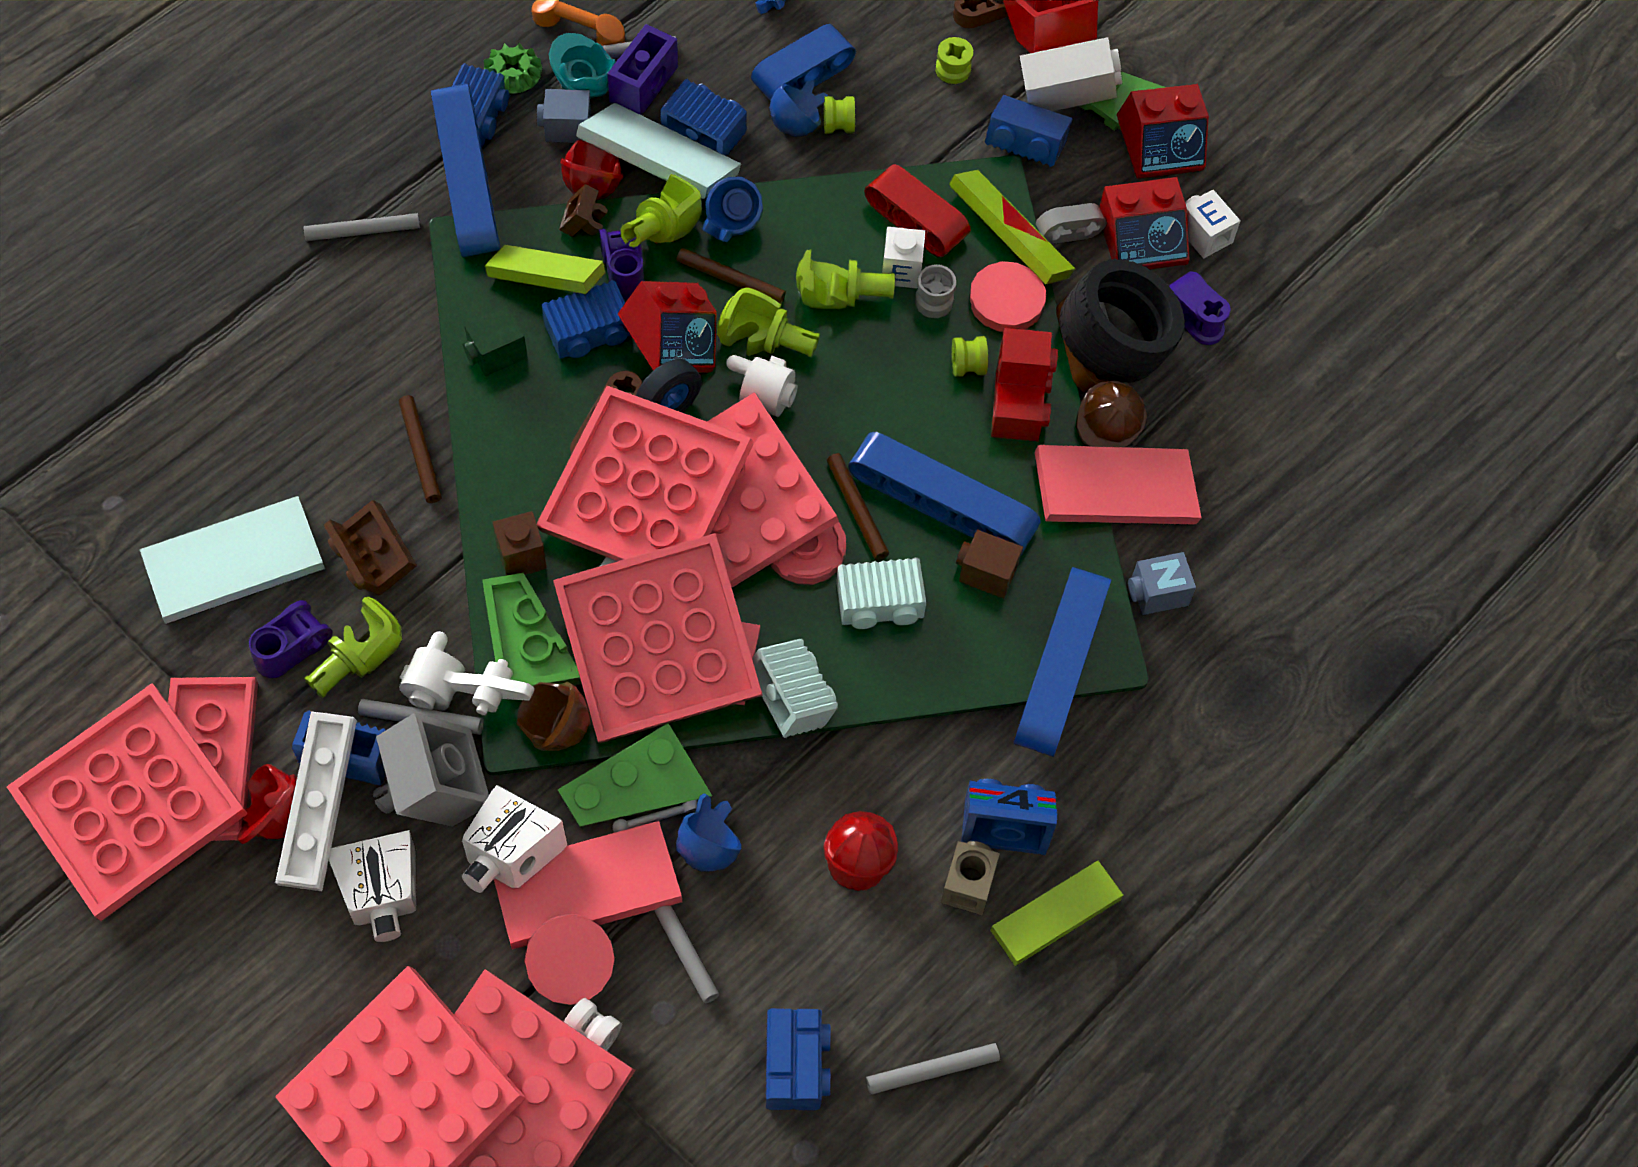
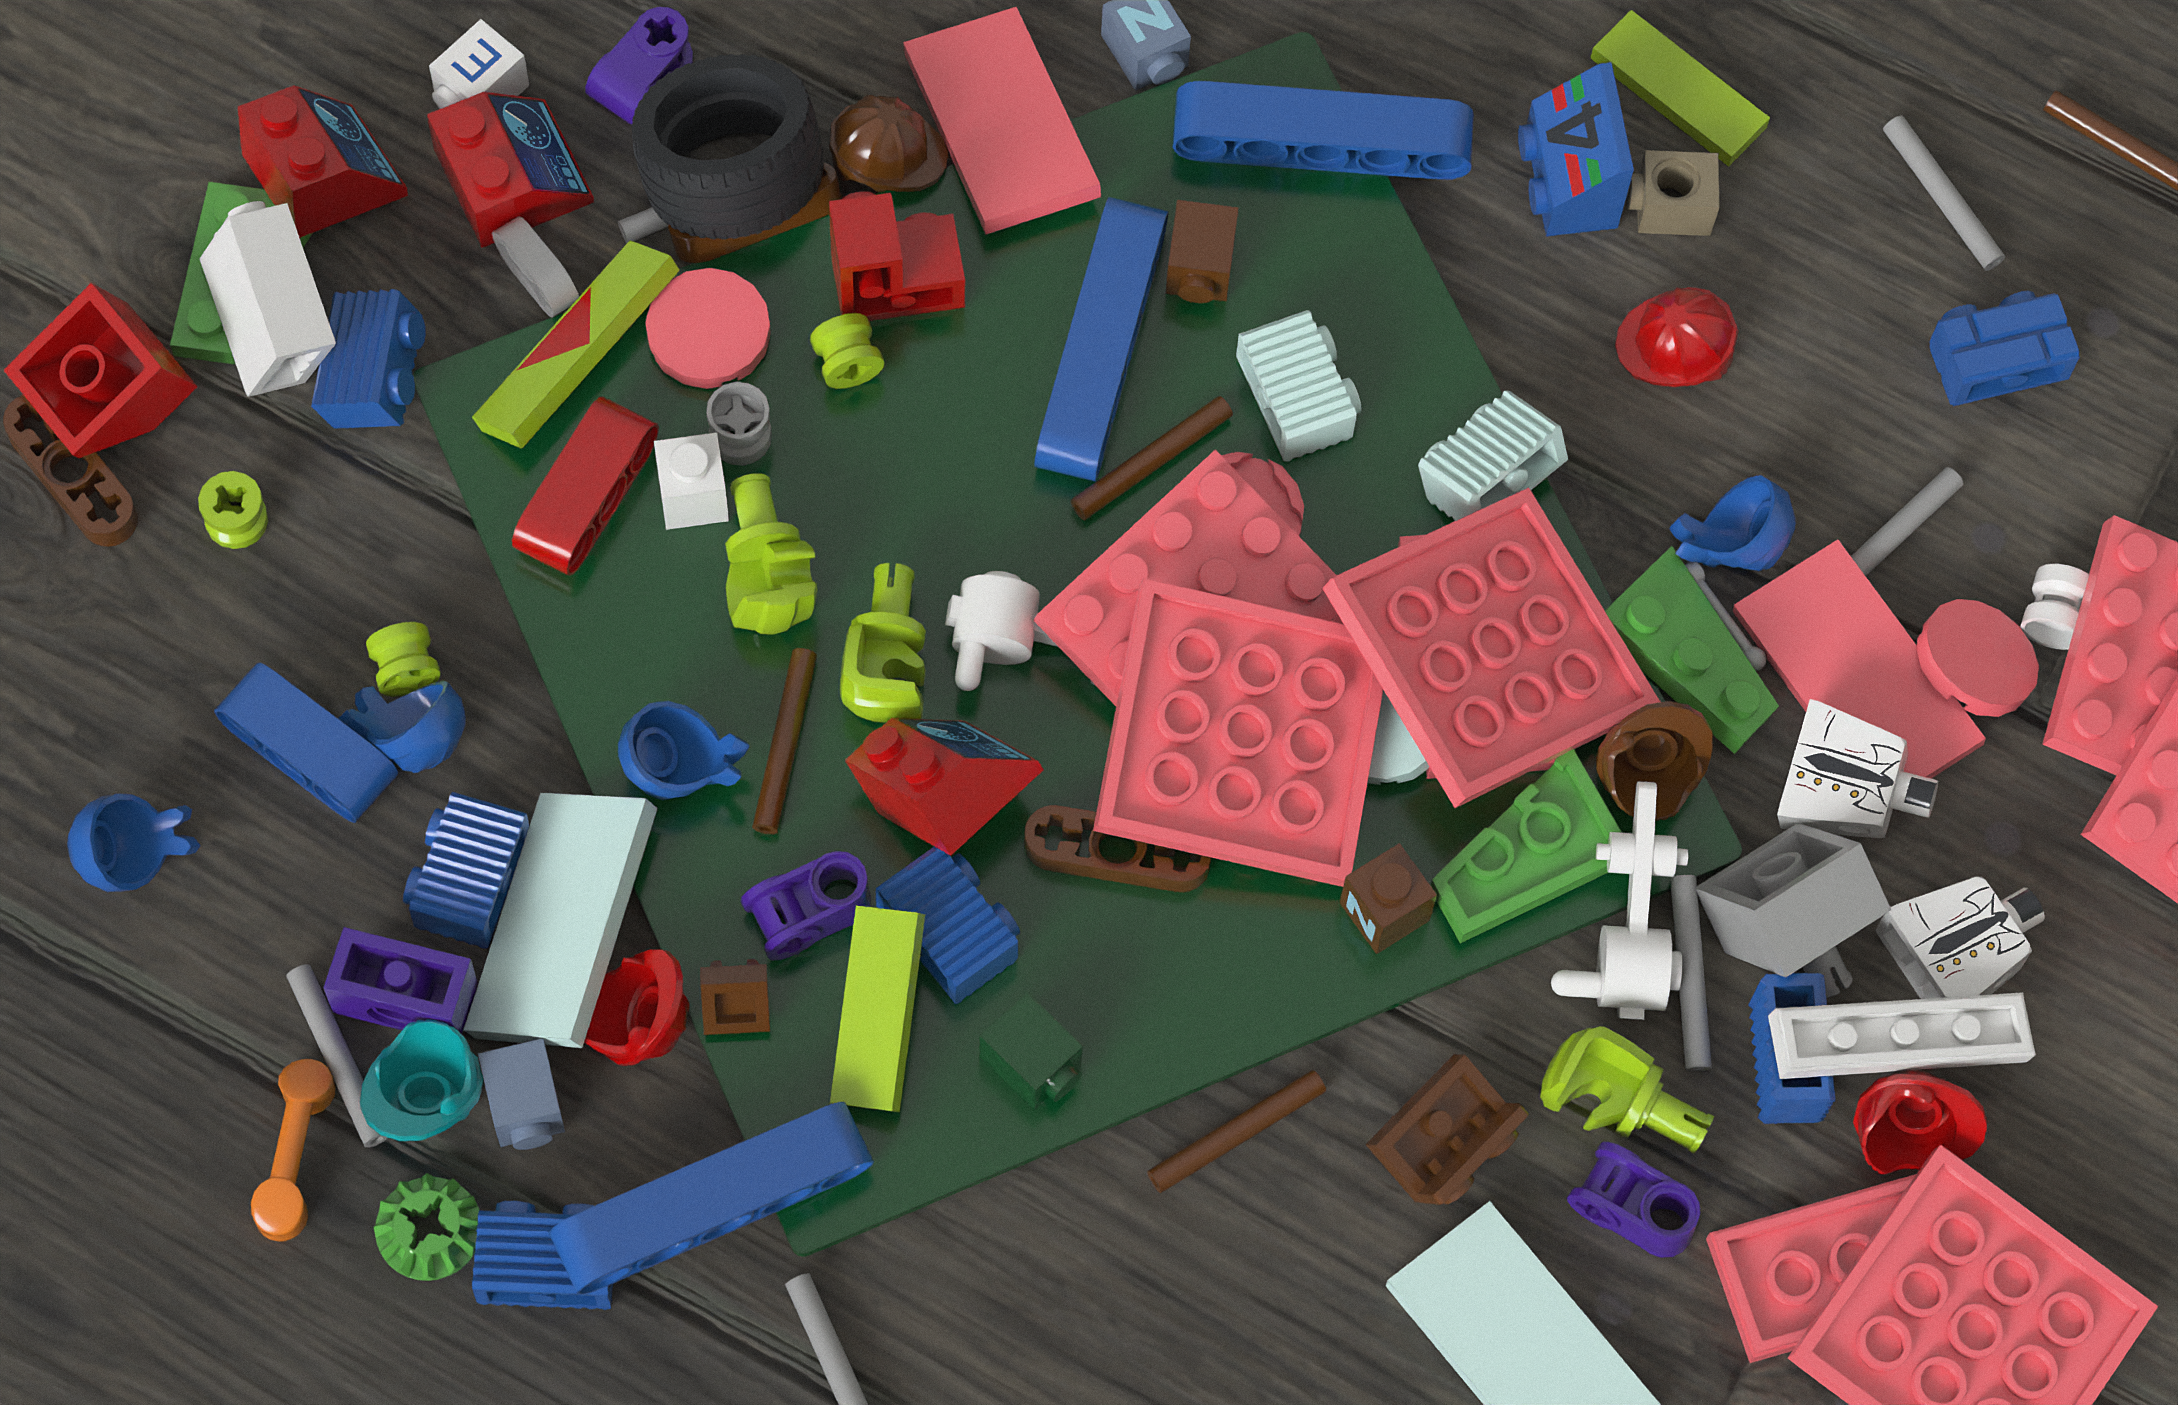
camera: 105 degrees left, 5 degrees up
(666, 217) = (717, 850): lime piece -> none
(672, 385) = (1063, 750): black bush -> none

